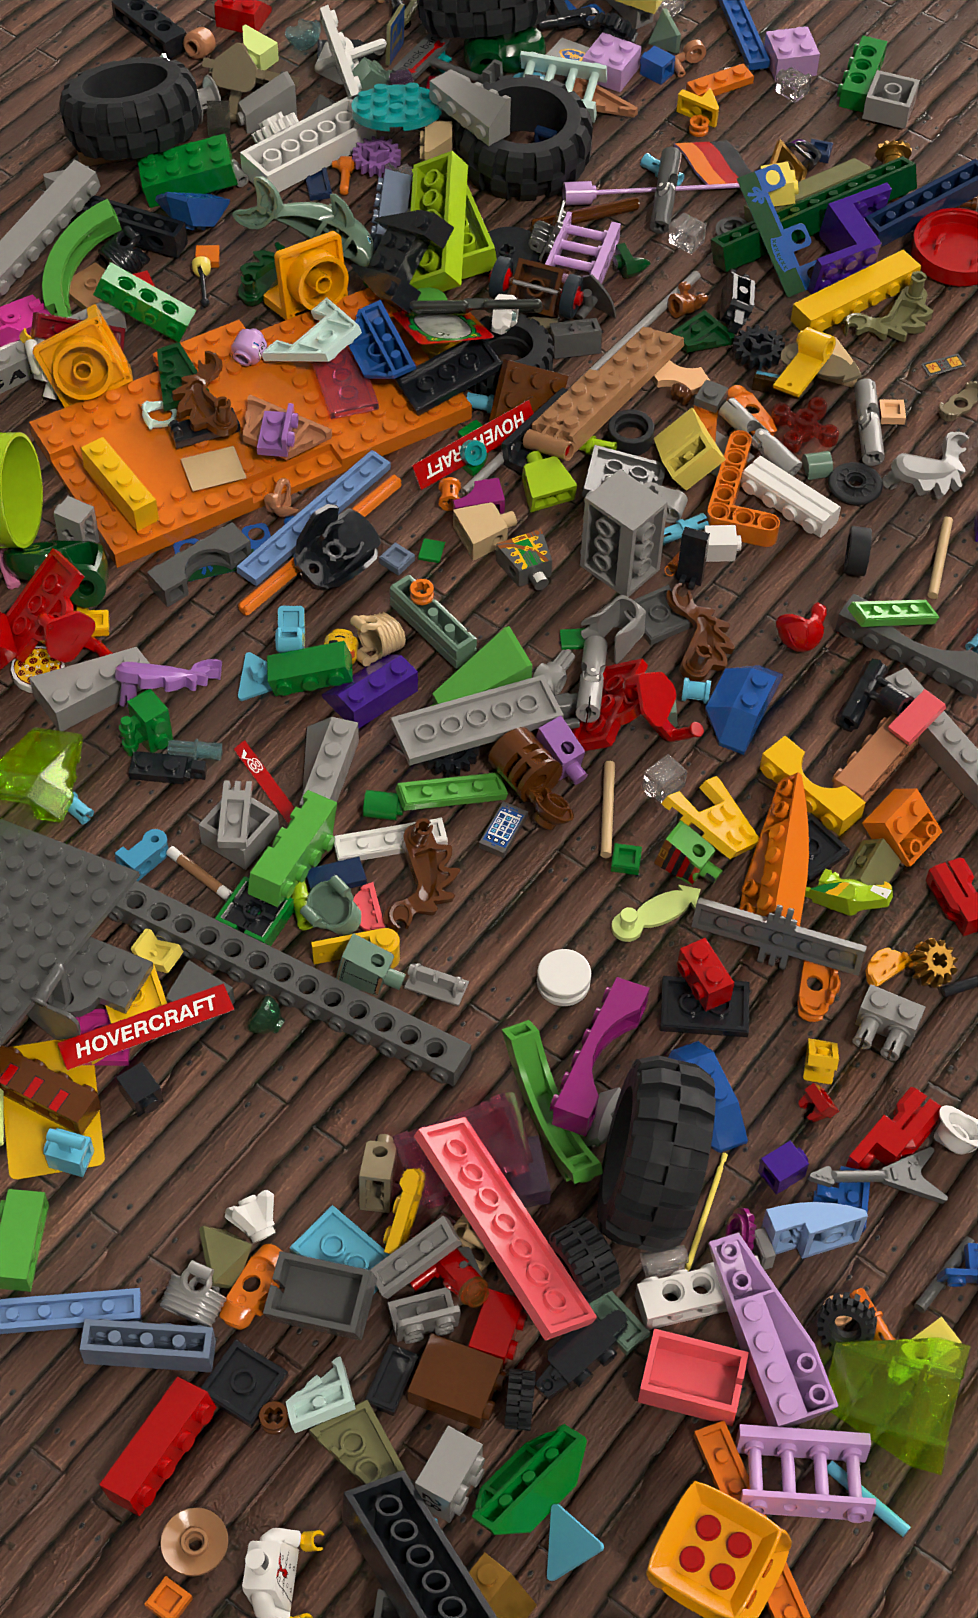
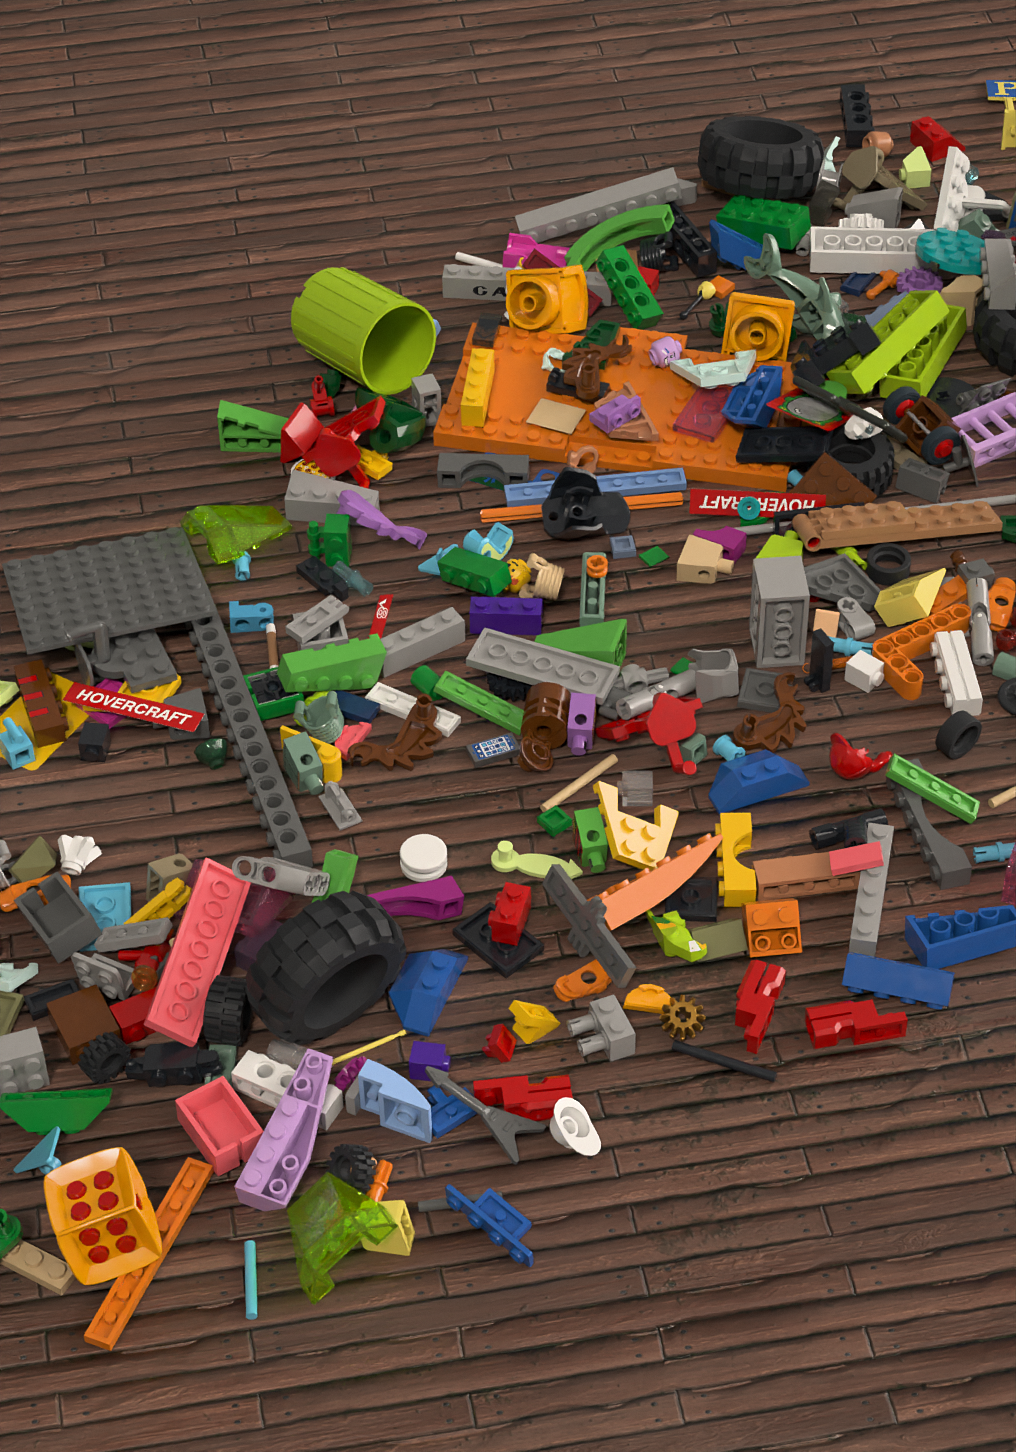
camera: 45 degrees right, 10 degrees down
(57, 421) = (487, 329): none -> clear smoke tile
(160, 952) = (191, 673): light yellow bracket -> none
(446, 493) = (707, 525): orange bush -> none
(524, 1078) = (289, 875): none -> light grey connector
(526, 559) = (710, 598): dark grey torso -> none
(672, 374) = (974, 549): light nougat tile -> none
(811, 1444) = (231, 1206): lavender fence -> none

